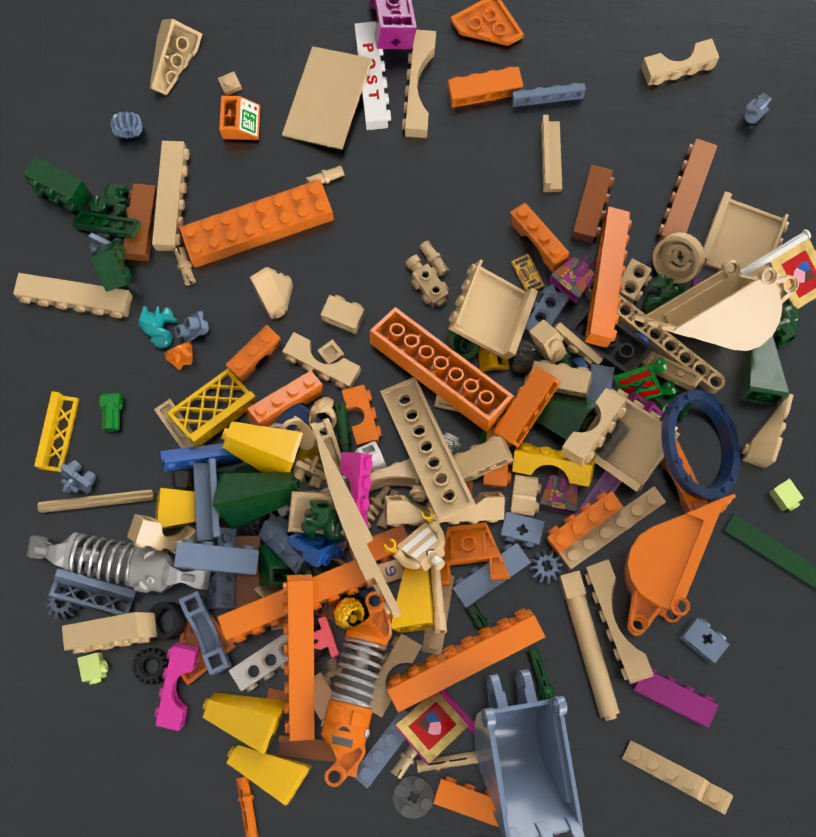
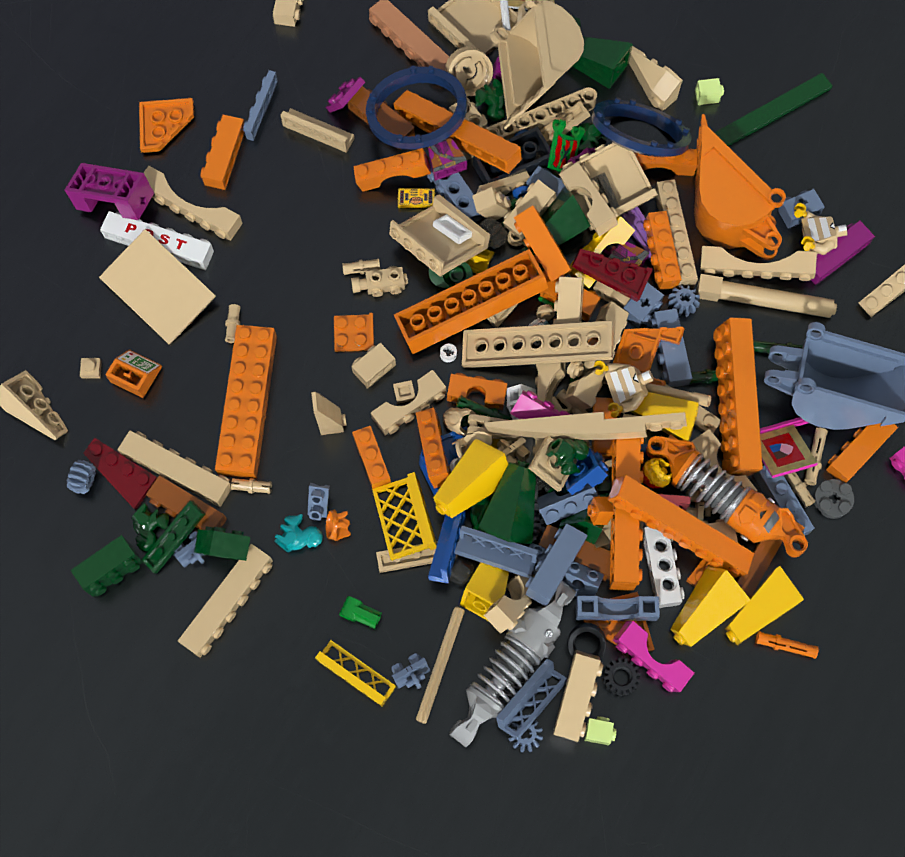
camera: 65 degrees left, 5 degrees down
(146, 158) = (124, 475): none -> dark red wing
(281, 572) = (600, 511): none -> orange plate
(368, 283) = (353, 332): none -> orange piece
(383, 371) = (448, 358): none -> white bush
(468, 441) = (545, 312): none -> tan plate
(507, 319) = (452, 229): none -> white tile
(534, 494) = (618, 275): none -> dark red wing
(603, 160) = (346, 92): none -> magenta plate
(625, 194) = (411, 76): none -> dark blue piece
(680, 668) = (818, 231): none -> torso

